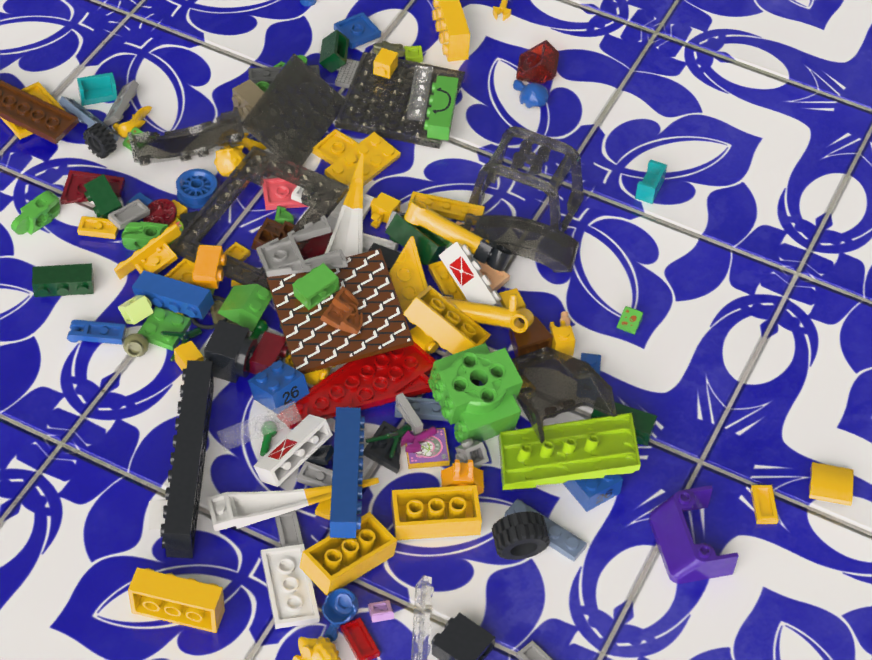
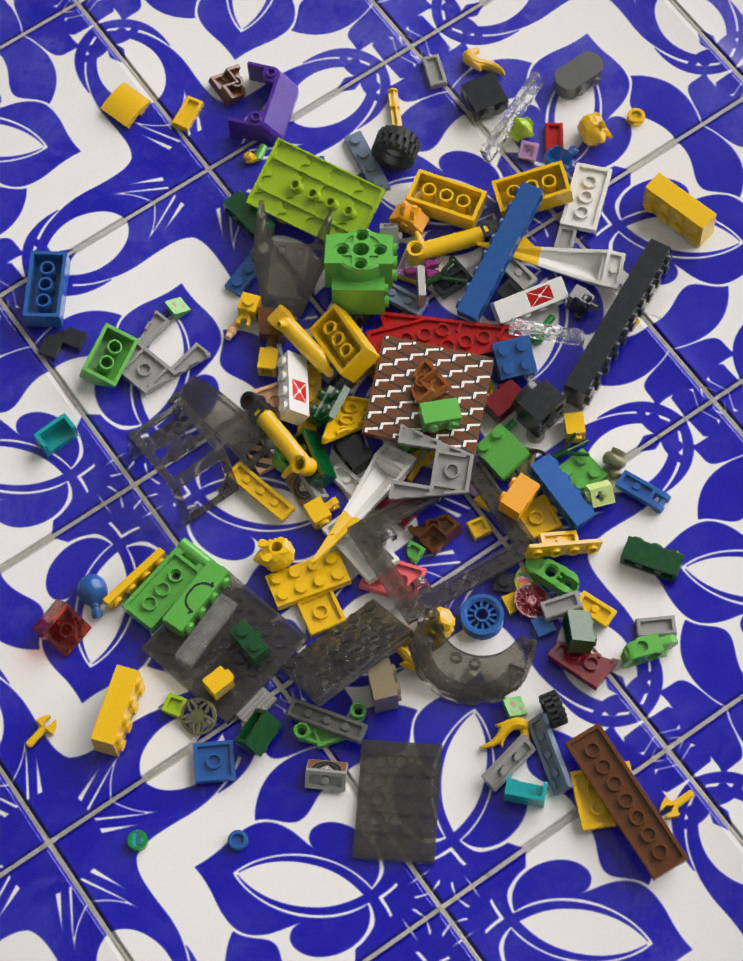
camera: 145 degrees left, 15 degrees up
(37, 237) = (662, 625): none -> light grey tile
(198, 57) = (397, 801): none -> clear smoke plate
(239, 472) = (581, 301): none -> black piece
(266, 53) = (326, 775): none -> light grey panel
(376, 497) = (449, 243): none -> yellow piece
(378, 93) = (249, 642): none -> dark green brick
(400, 161) = (275, 554): none -> yellow animal
(400, 627) = (521, 129): none -> lime rock
(428, 270) = (327, 405): none -> dark green plate
(474, 115) = (161, 590): none -> bright green hinge
(505, 109) = (132, 581): none -> yellow plate
(552, 595) = (394, 107): none -> yellow piece
(616, 260) = (147, 370): none -> light grey wing
(655, 250) = (108, 357): none -> bright green slope
(663, 487) = (251, 158): none -> arm
(714, 253) = (68, 337): none -> black tile
(749, 548) = (229, 85): none -> reddish brown slope
(756, 282) = (46, 289): none -> blue brick

